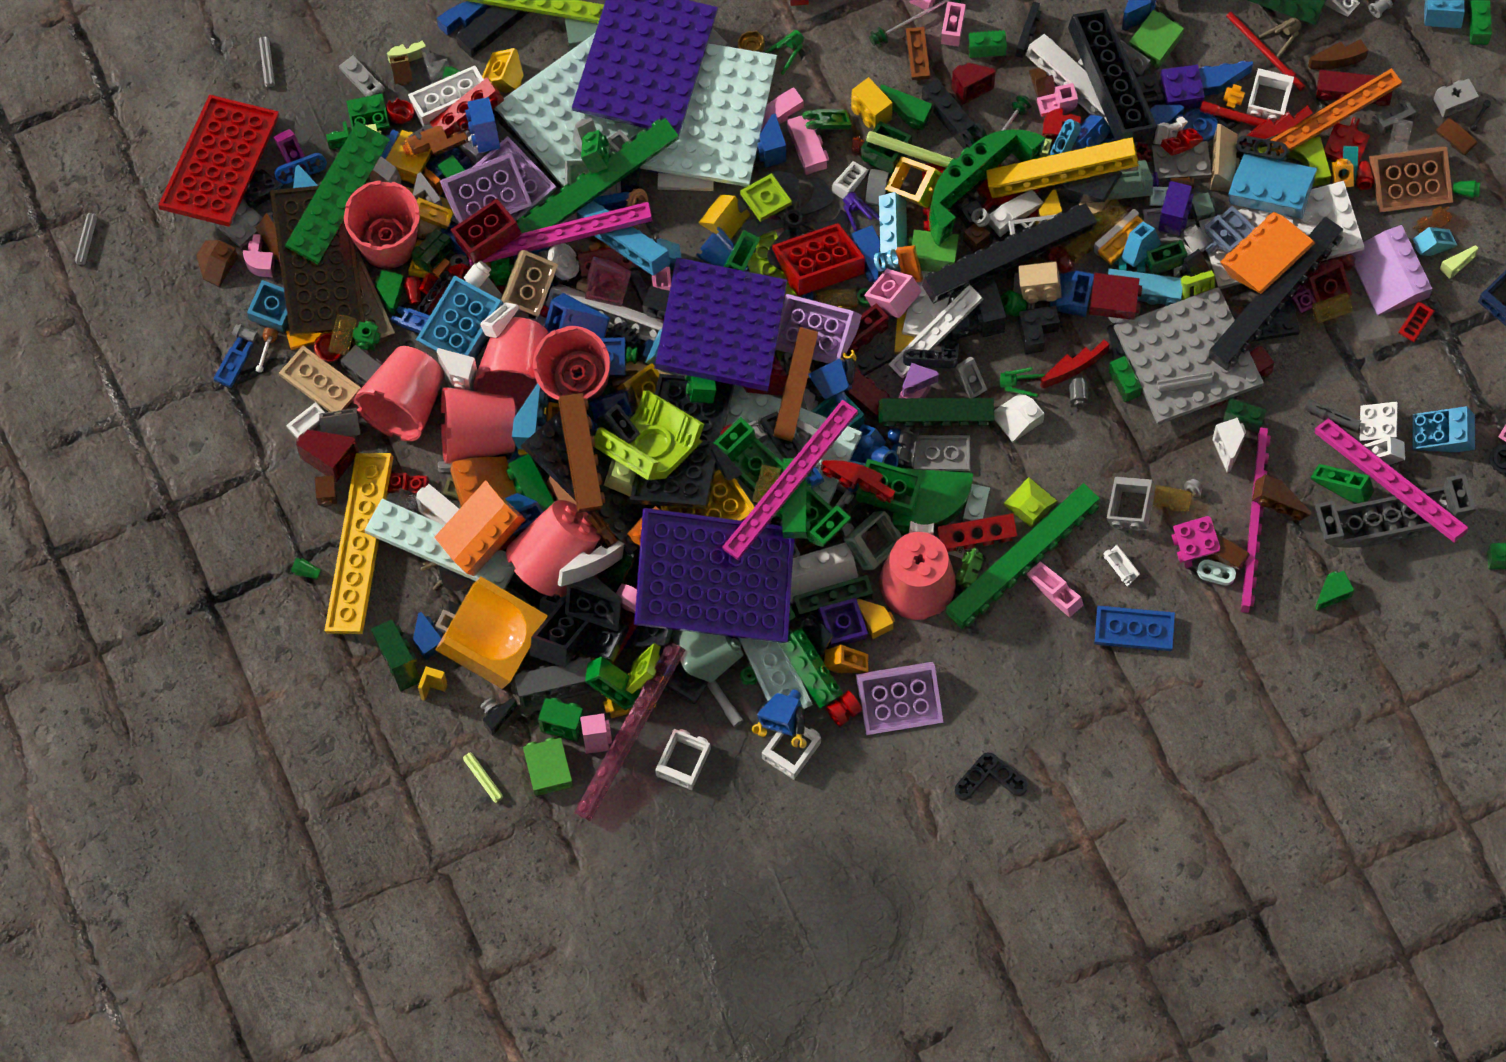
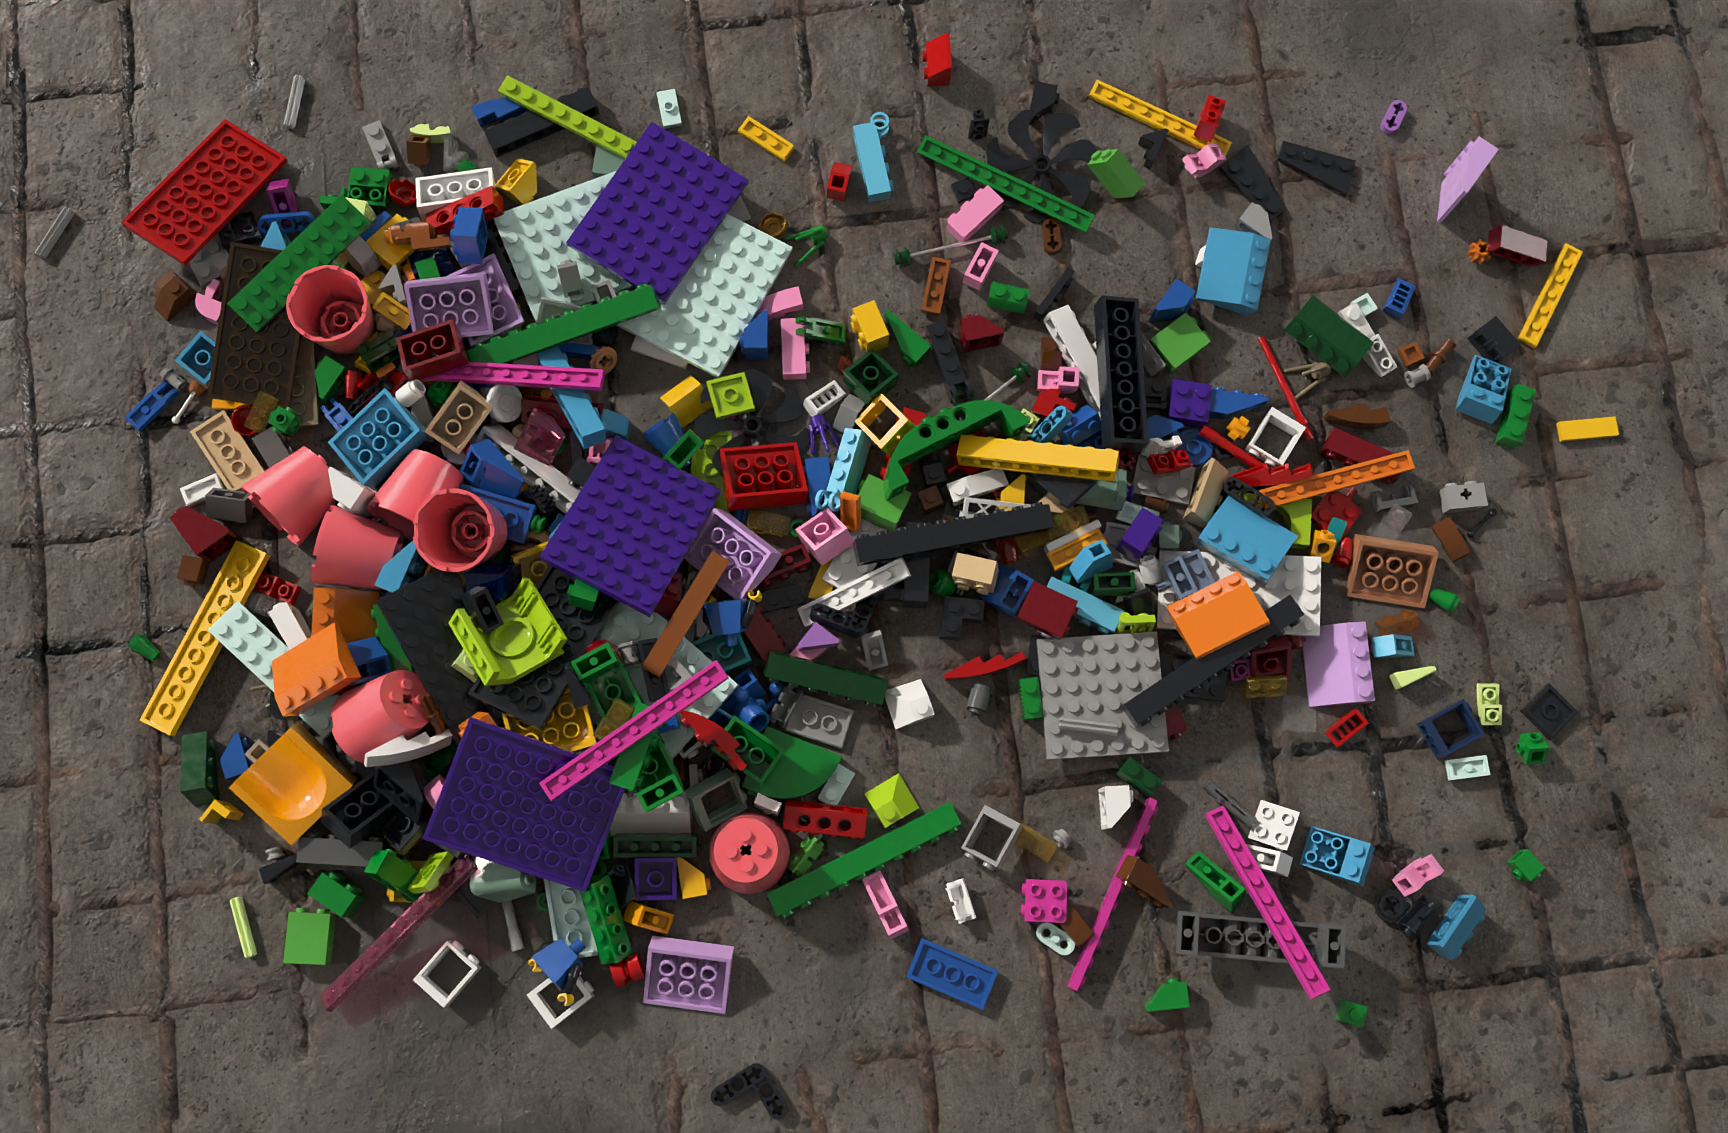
camera: 10 degrees right, 10 degrees up
(498, 320) = (410, 450): white slope -> none
(580, 452) = (431, 630): dark orange brick -> none
(595, 151) = (568, 299): green brick -> none
(596, 733) = (362, 924): bright pink brick -> none
(908, 149) = (890, 389): yellowish green axle -> none
(980, 212) = (943, 482): light grey bush -> none
(1009, 379) = (913, 664): green plant -> none

